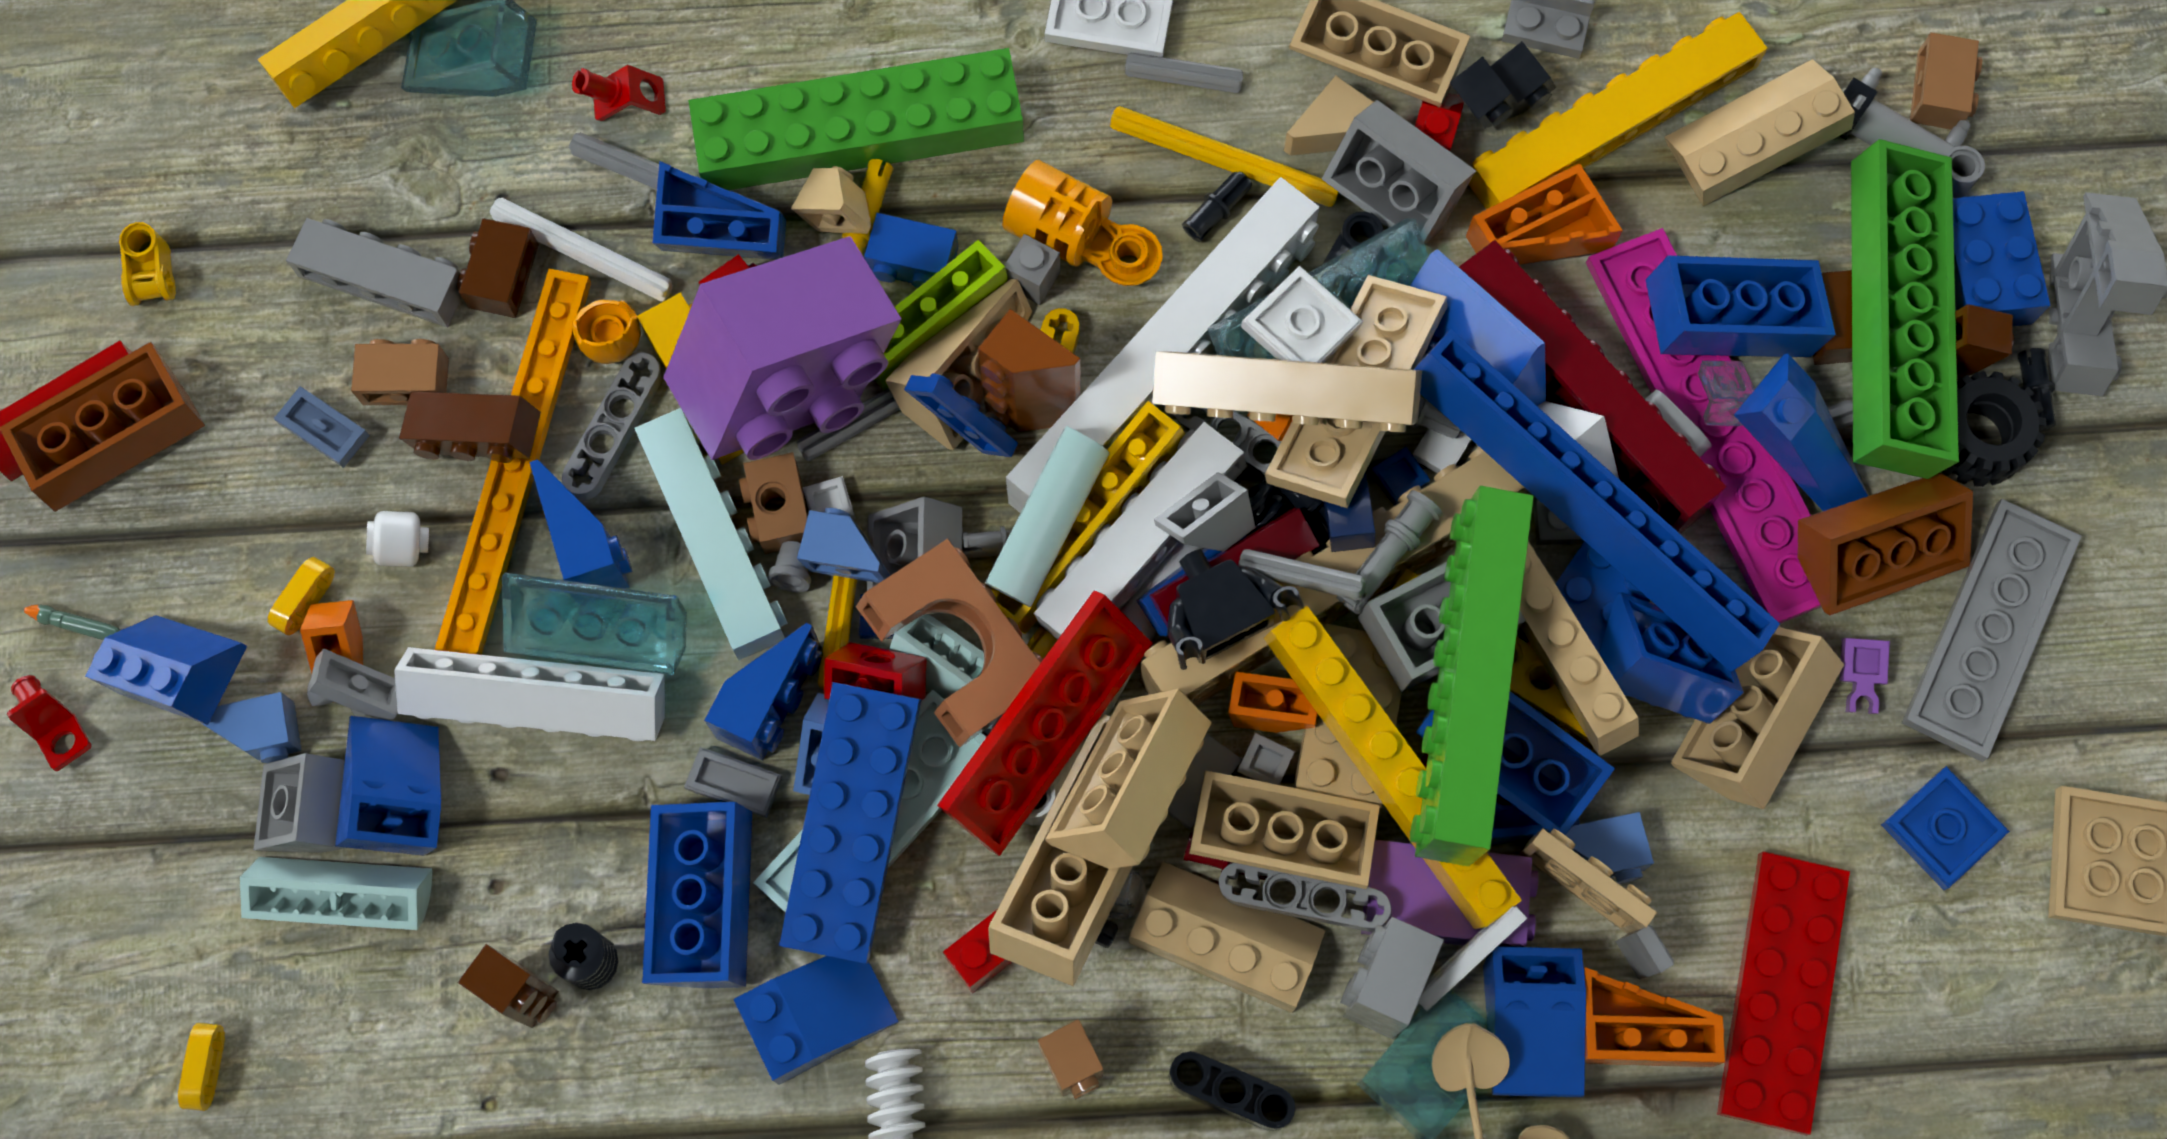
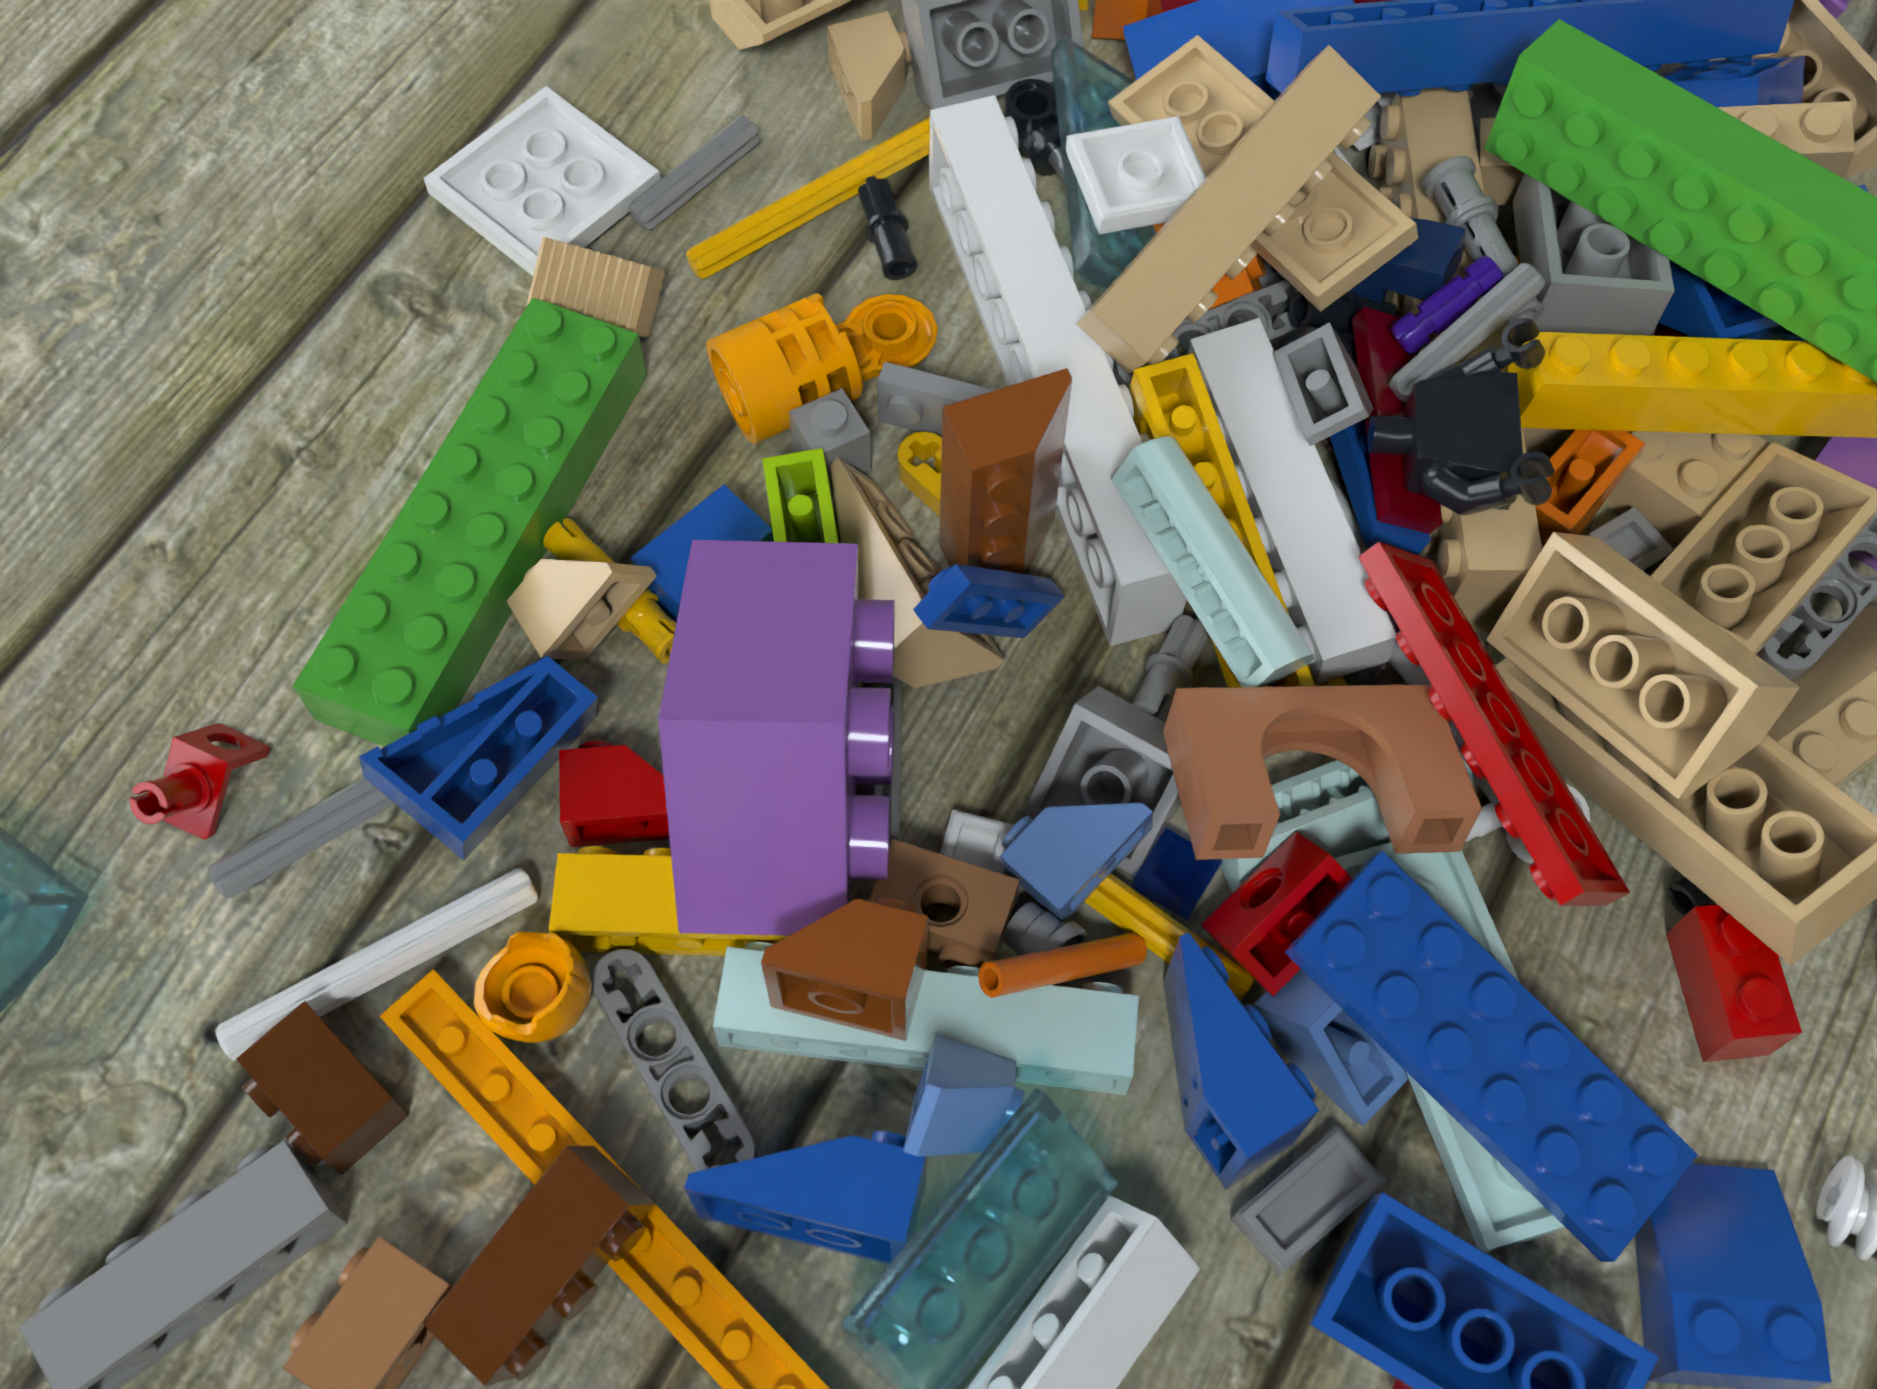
camera: 60 degrees left, 10 degrees down
(659, 565) = (961, 1100): none -> medium blue slope
(692, 476) = (853, 967): none -> dark orange slope
(773, 580) = (1061, 964): none -> orange piece
(1049, 75) = (597, 285): none -> tan brick
(1102, 312) = (917, 398): none -> light grey bracket
(1321, 553) = (1446, 305): none -> dark purple axle

